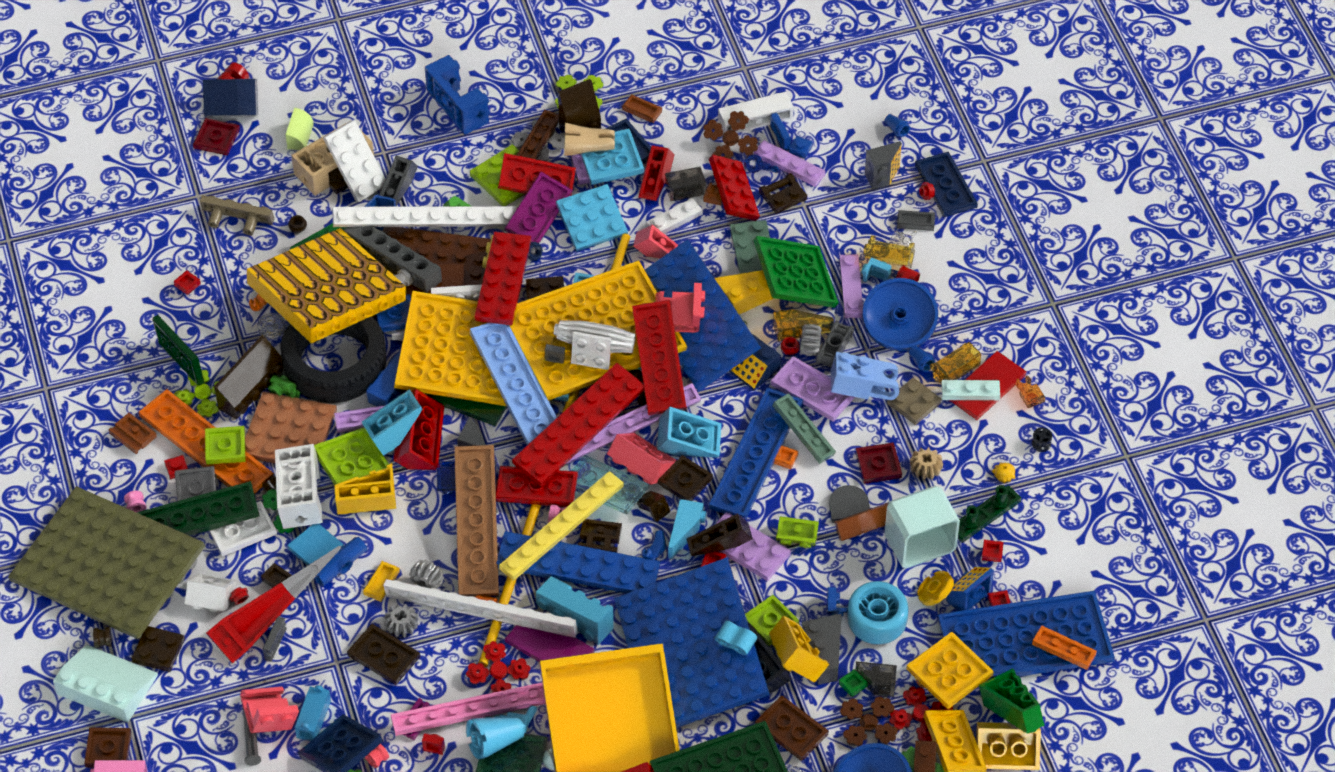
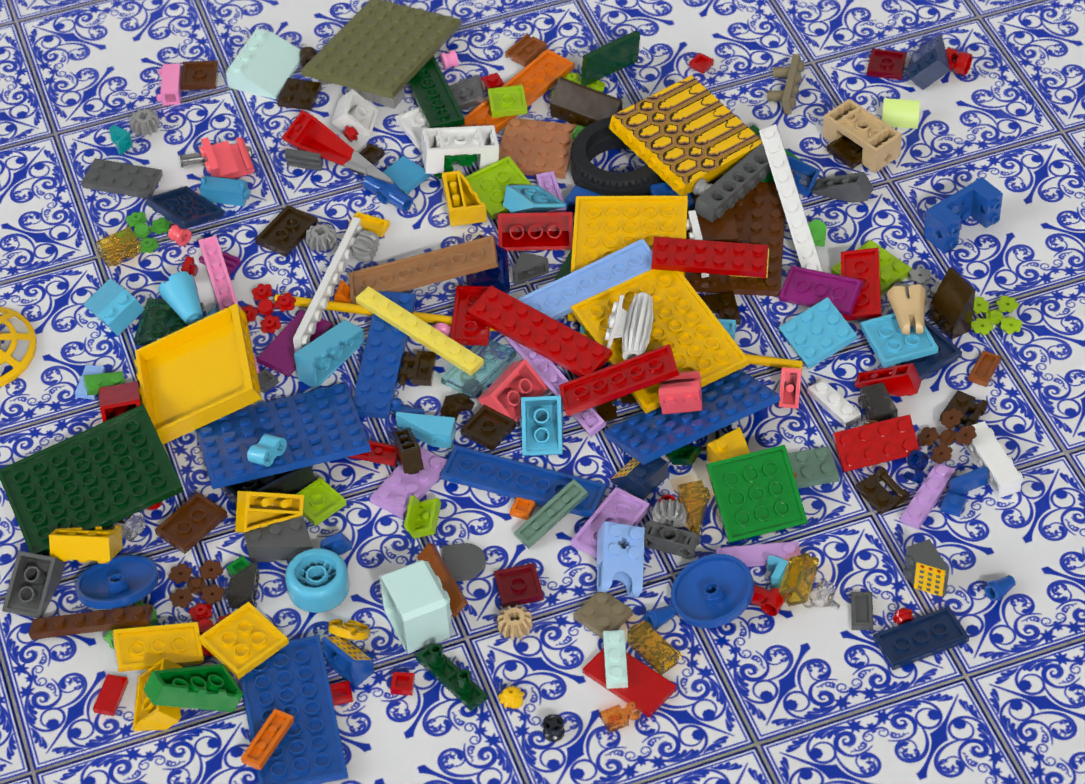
camera: 90 degrees right, 5 degrees down
(297, 224) = (784, 126): dark brown plate -> none
(355, 160) = (852, 142): white plate -> none
(538, 251) = (766, 292): dark blue plate -> none
(539, 135) = (899, 277): reddish brown tile -> none
(554, 354) = (615, 294): dark grey tile -> none
(688, 130) = (966, 403): none -> dark brown plate

